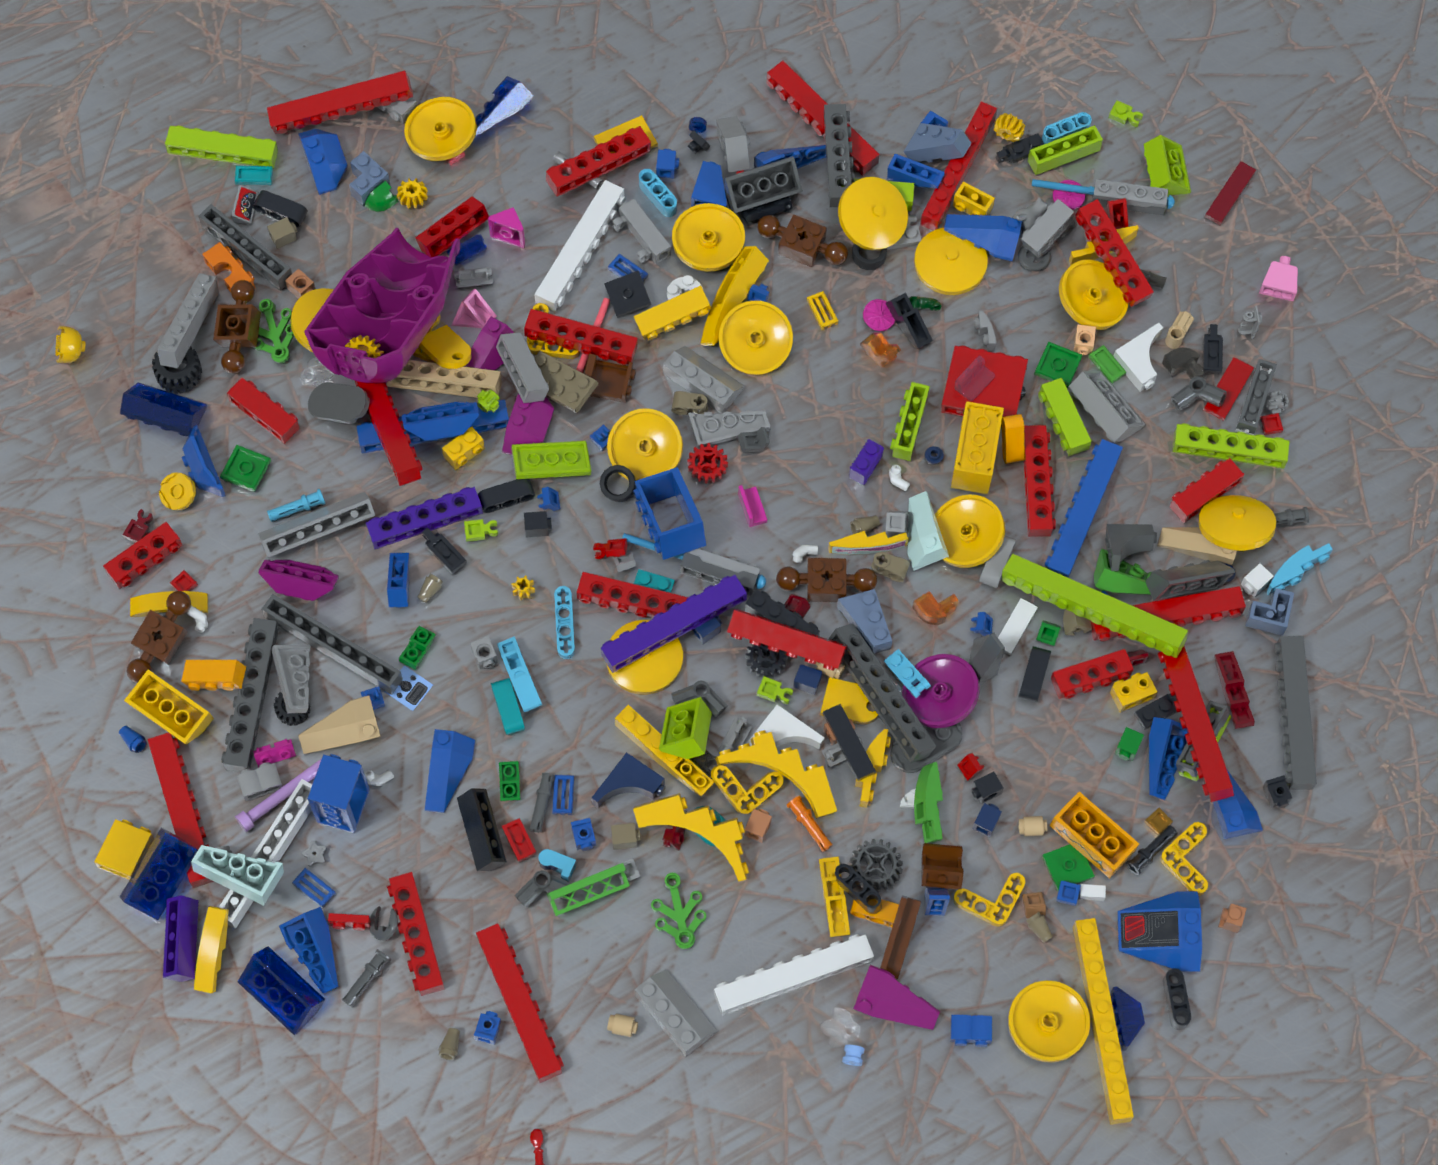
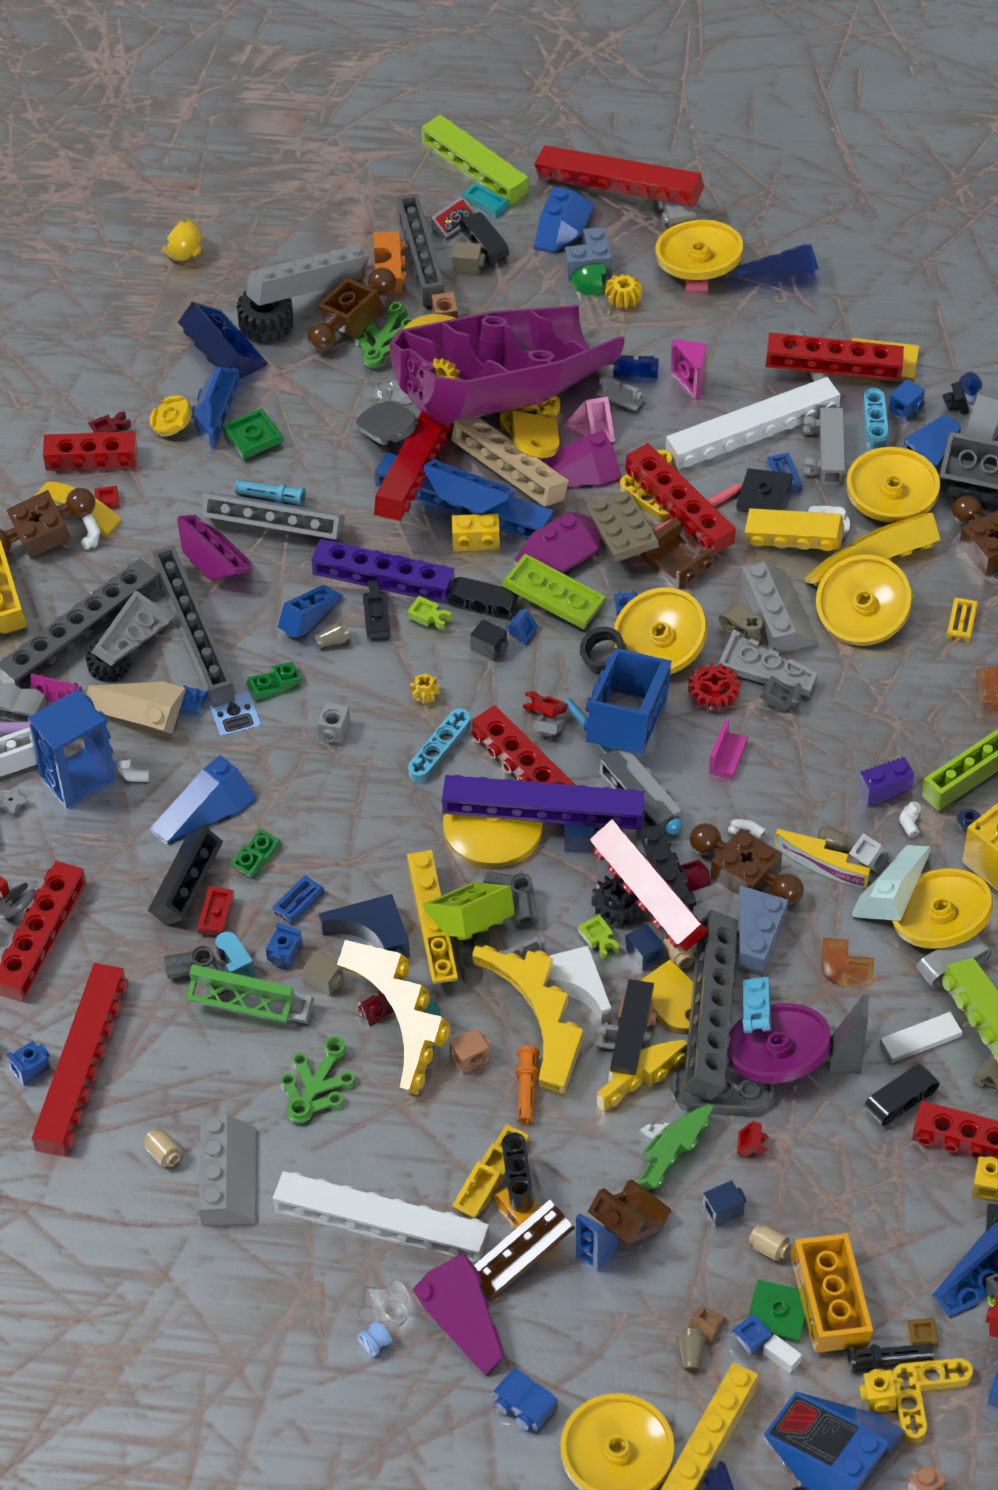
camera: 40 degrees right, 15 degrees down
(213, 674) = (58, 583): light orange brick -> none
(263, 410) = (313, 394): red brick -> none
(452, 226) = (640, 337): red brick -> none
(488, 401) = (532, 498): lime gear -> none
(507, 706) = (313, 784): teal beam -> none
(519, 674) = (348, 761): medium azure slope -> none
(522, 367) = (593, 489): light grey brick -> none
(543, 795) = (277, 886): dark grey pin -> none
(654, 581) = (565, 762): teal plate -> none
(741, 794) = (477, 1009): yellow beam -> none
(758, 293) = (905, 563): blue tile -> none
(887, 853) = (576, 1162): dark grey gear -> none
(892, 566) = (828, 893): dark tan piece -> none
(984, 624) = (885, 1011): blue tile -> none
(987, 787) = (750, 1171): black brick -> none
(991, 908) = (655, 1297): yellow beam -> none
(1048, 633) = (954, 1066): green slope -> none
(1129, 744) = (952, 1230): green brick -> none
(1163, 883) = (880, 1391): none -> yellow brick

